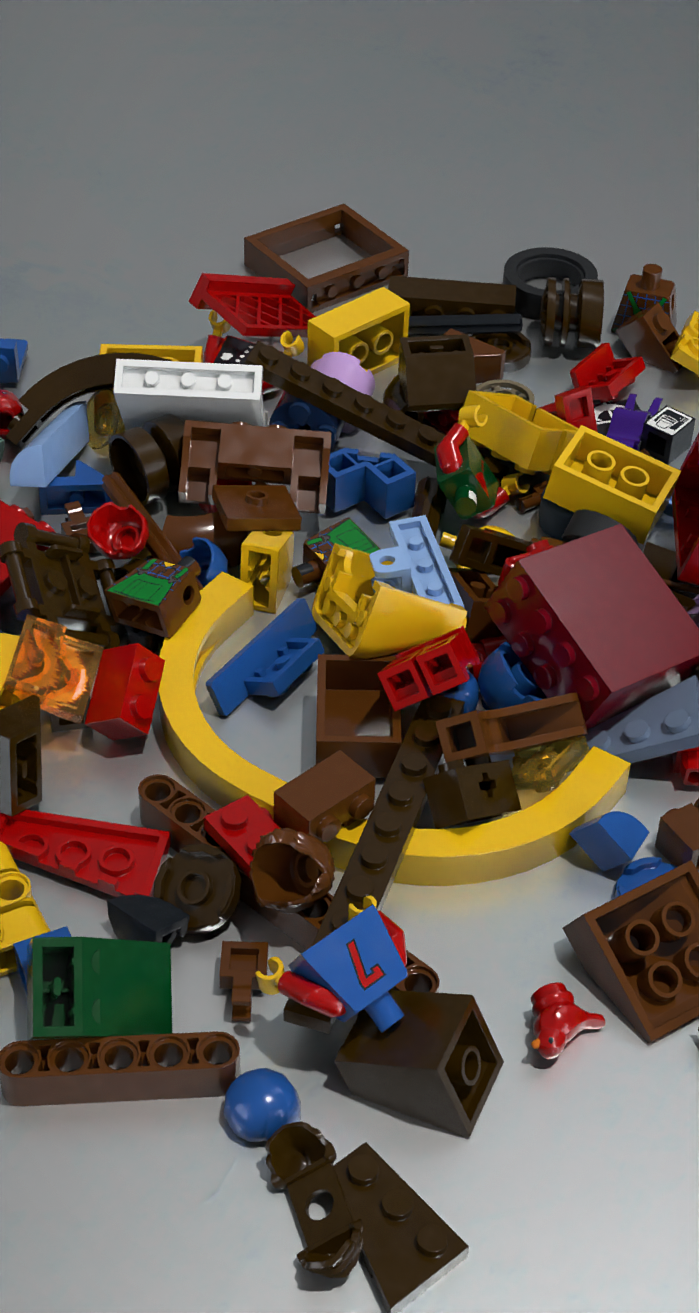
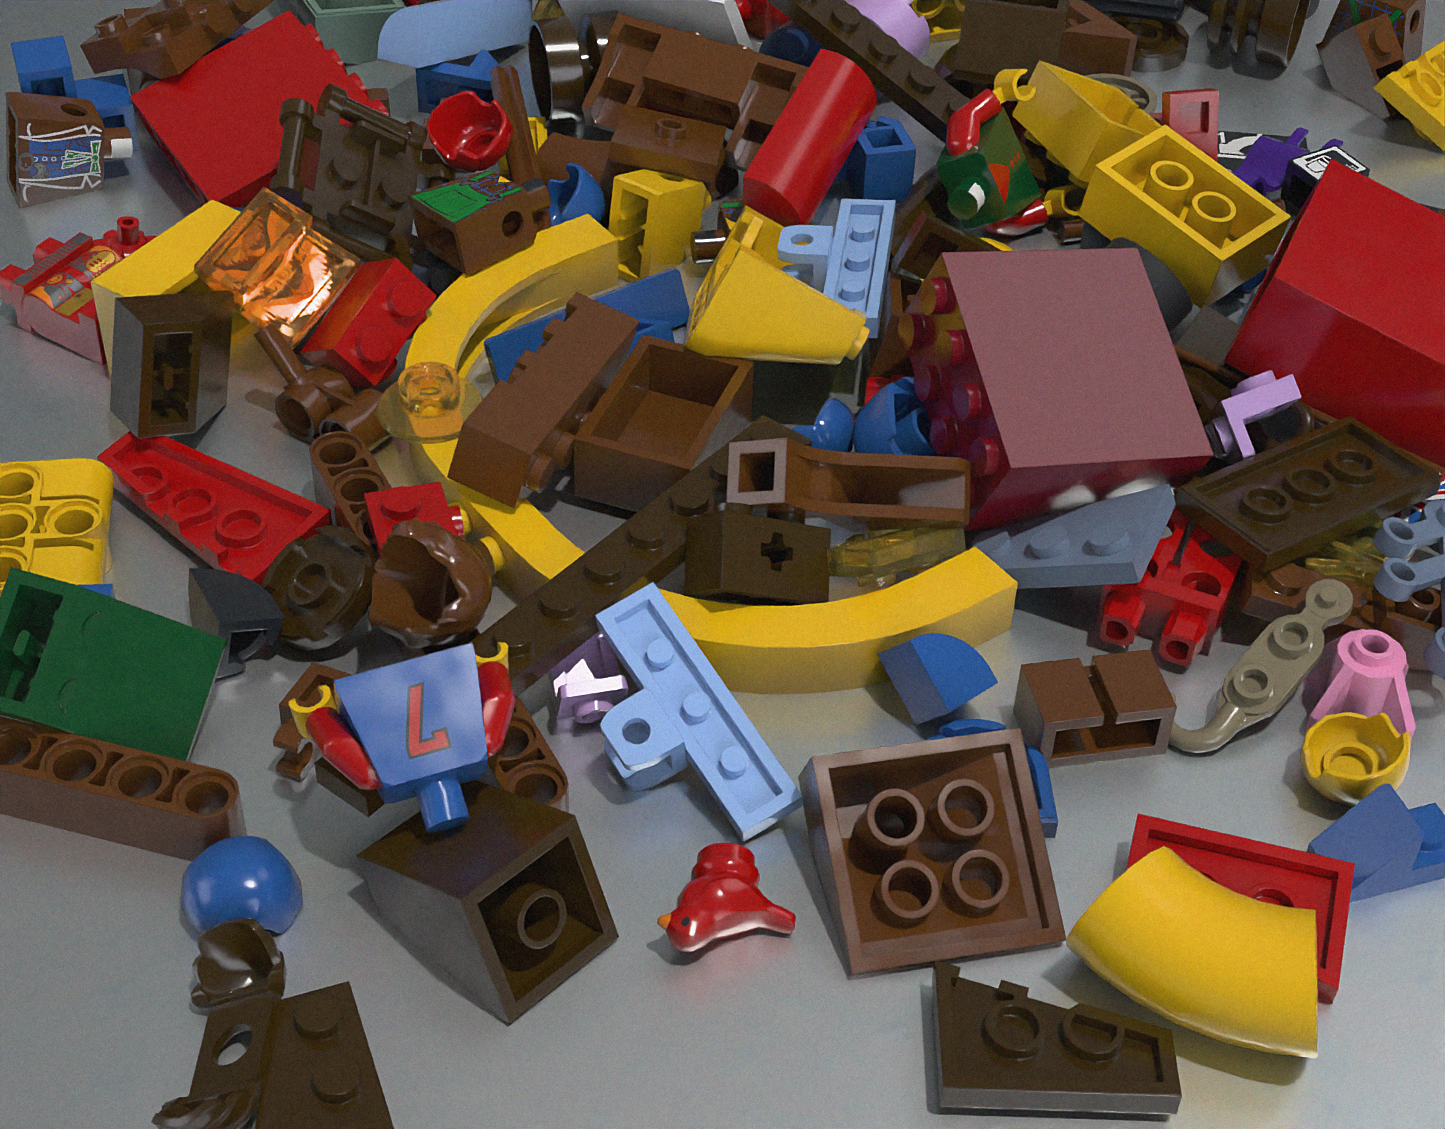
camera: 20 degrees right, 0 degrees up
(114, 755) = (319, 398): none -> reddish brown beam
(202, 741) = (427, 404): none -> clear yellow piece
(284, 716) = (532, 419): none -> reddish brown wedge
(325, 798) = (536, 511): reddish brown piece -> none
(352, 486) = (810, 141): none -> red brick
(405, 903) = (588, 682): none -> lavender bracket
(429, 668) = (772, 378): red hips -> none
(480, 909) = (686, 716): none -> light blue plate
(605, 373) = (1269, 93): red bracket -> none

